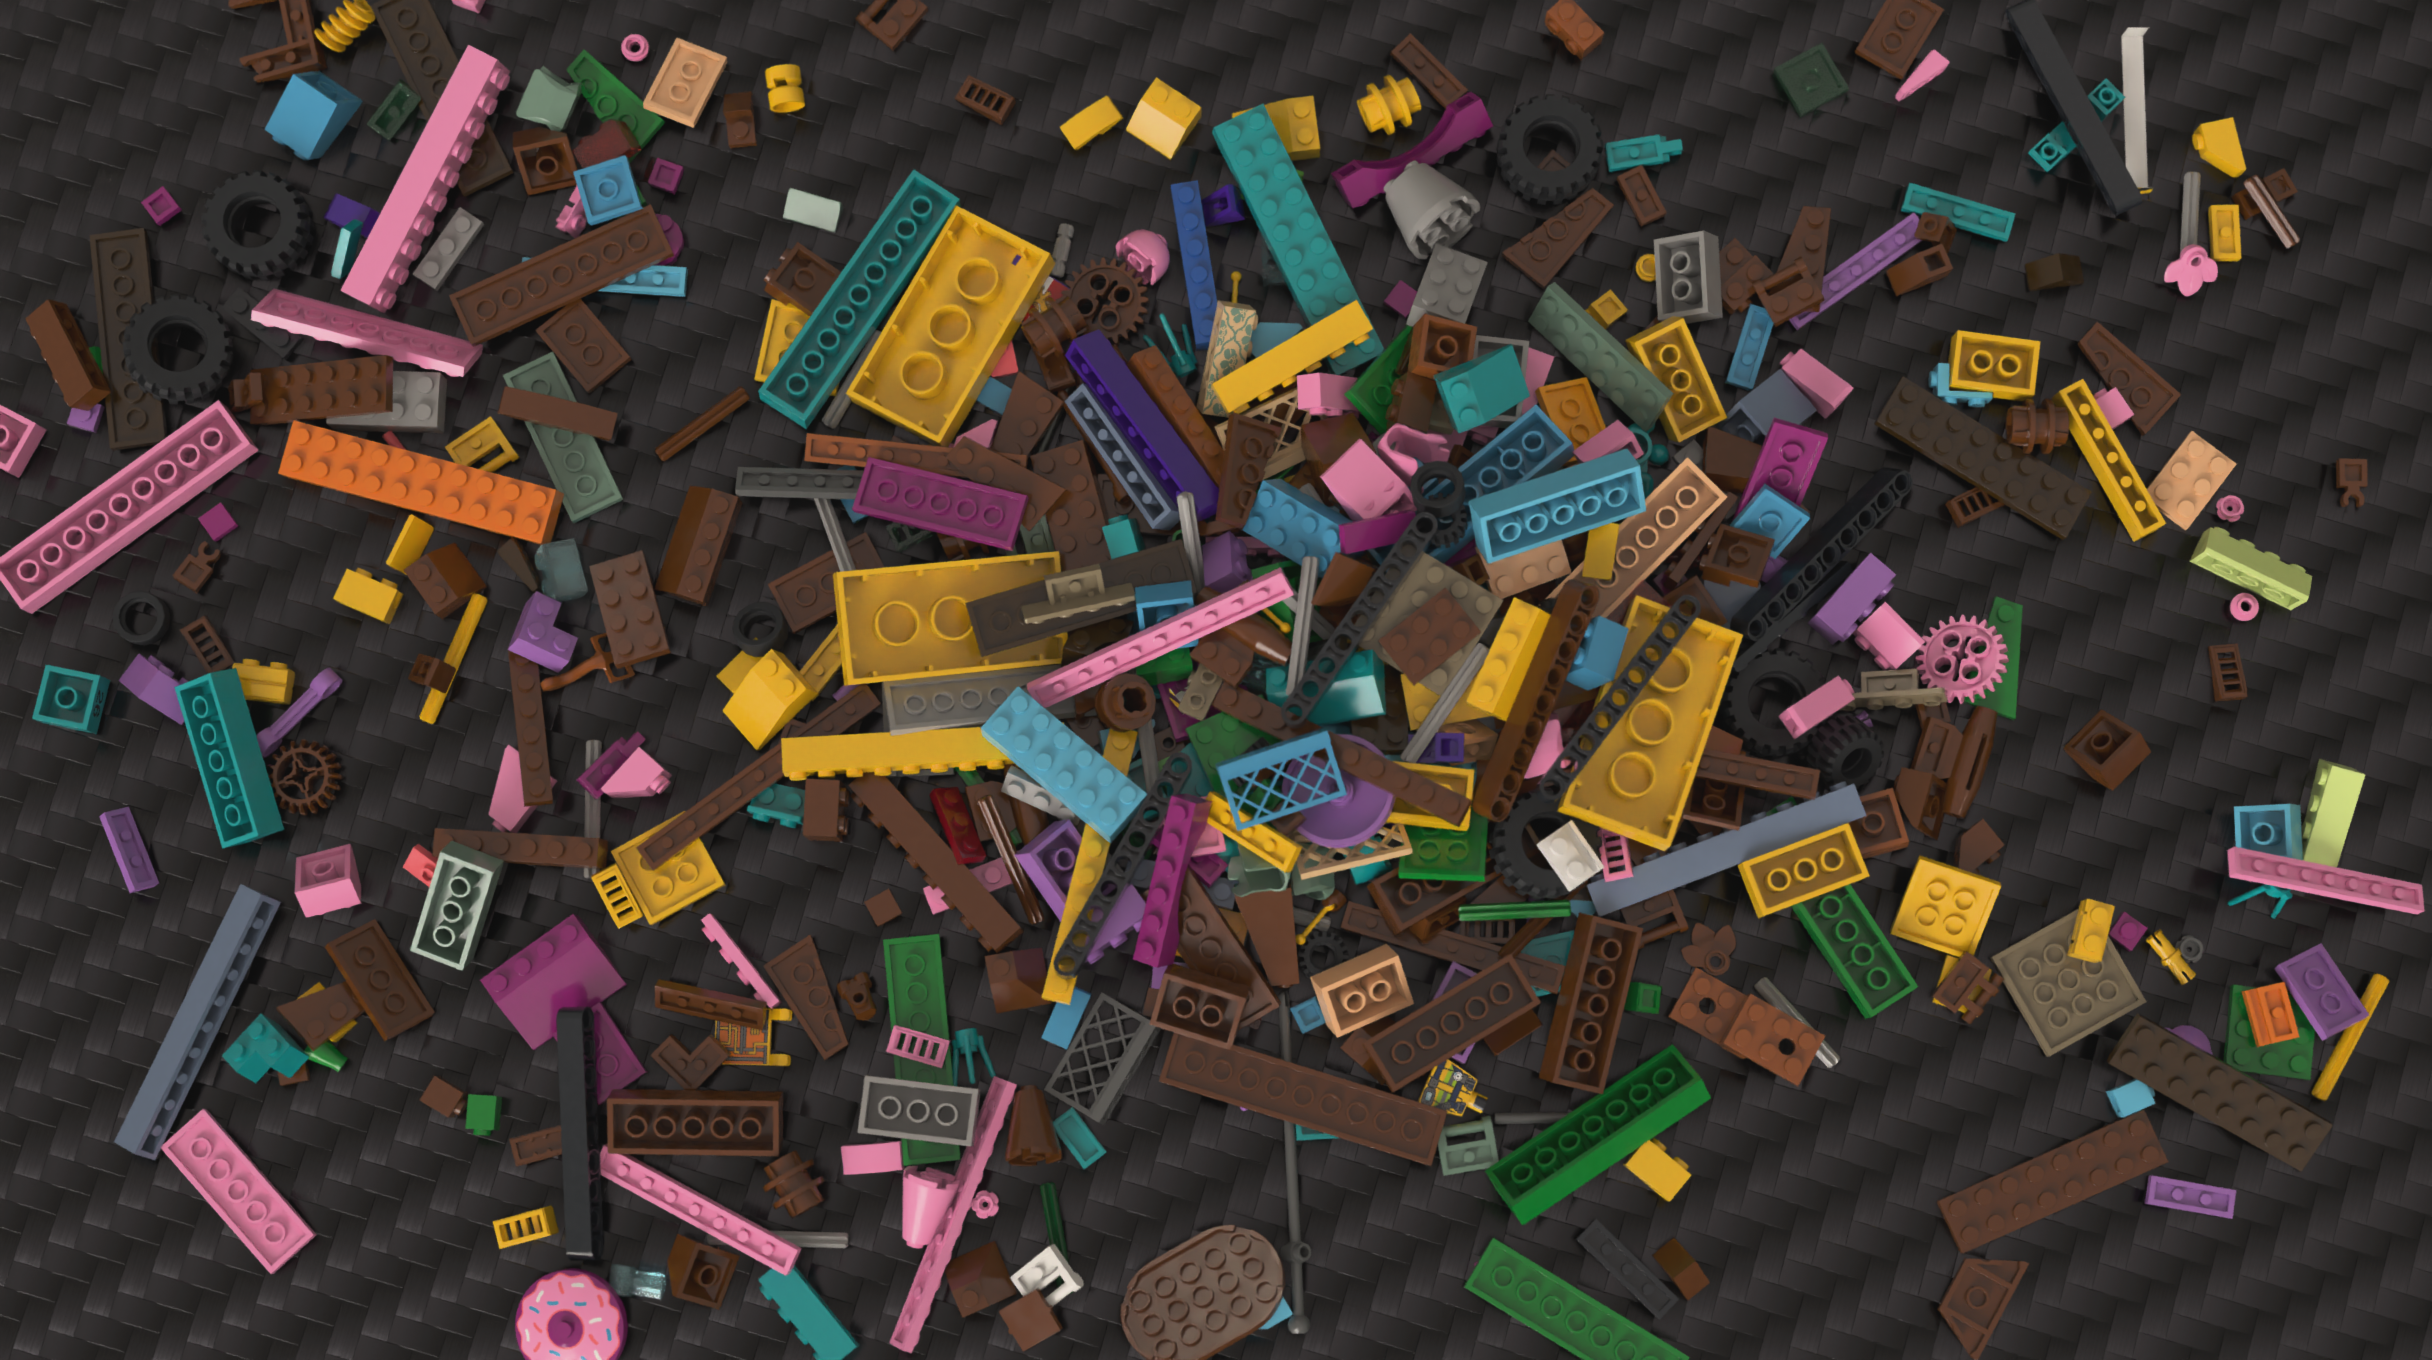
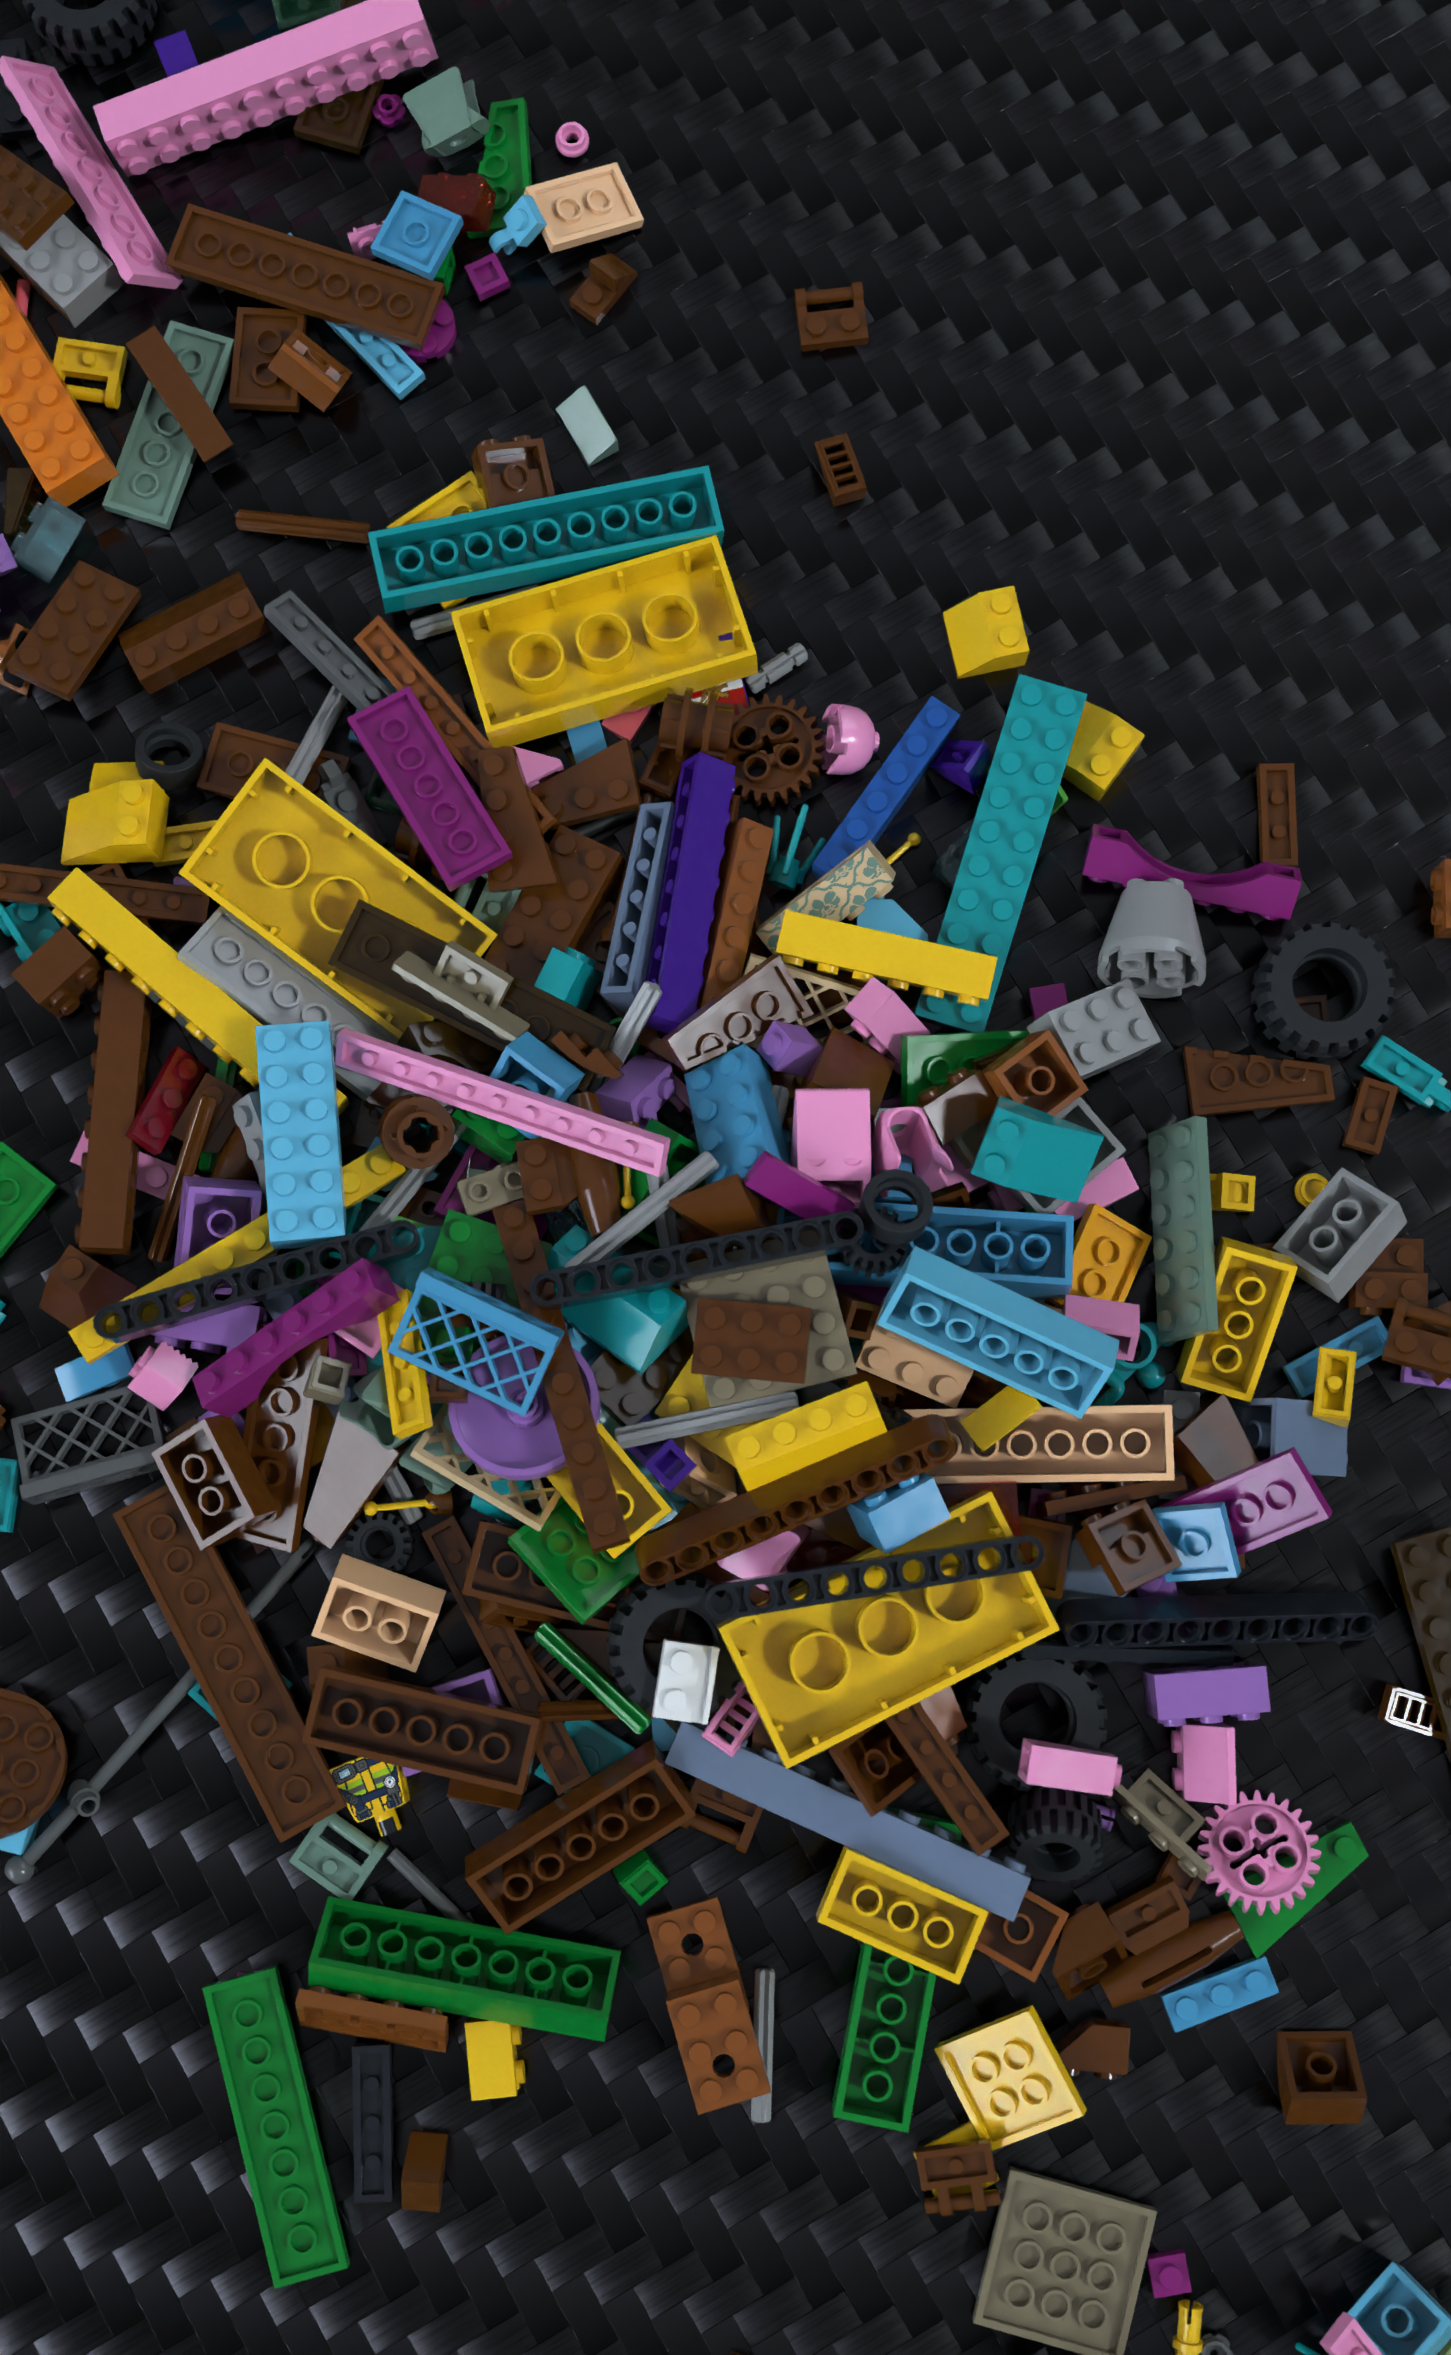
camera: 45 degrees right, 0 degrees up
(346, 248) = (147, 71): teal tile -> none
(448, 249) = (236, 169): light grey plate -> none
(498, 128) = (391, 117): none -> magenta plate
(544, 159) = (391, 160): reddish brown slope -> none
(619, 327) = (309, 369): none -> dark orange slope
(662, 126) = (523, 225): none -> medium azure plate
(785, 89) = (668, 292): yellow wheel -> none
(883, 907) = (33, 1113): reddish brown tile -> none
(886, 555) = (345, 797): none -> dark grey hinge
(1090, 122) = (916, 575): yellow slope -> none
(1110, 978) = (161, 1375): none -> bright pink brick
(1194, 565) = (598, 1061): none -> reddish brown slope
(1211, 887) = (327, 1380): none -> dark tan slope
(1288, 459) = (789, 1048): none -> medium lavender brick
(1308, 1015) = (312, 1585): dark azure tile -> none
(1389, 104) = (1209, 809): yellow piece -> none
(1575, 1211) = (372, 2020): none -> dark orange plate
(1708, 945) = (751, 1887): reddish brown plate -> none
(1764, 365) = (1334, 1386): none -> yellow slope
(1816, 381) = (1371, 1449): bright pink slope -> none
(2013, 757) = (1219, 1993): none -> dark azure plate
(2091, 930) = (1131, 2245): yellow brick -> none

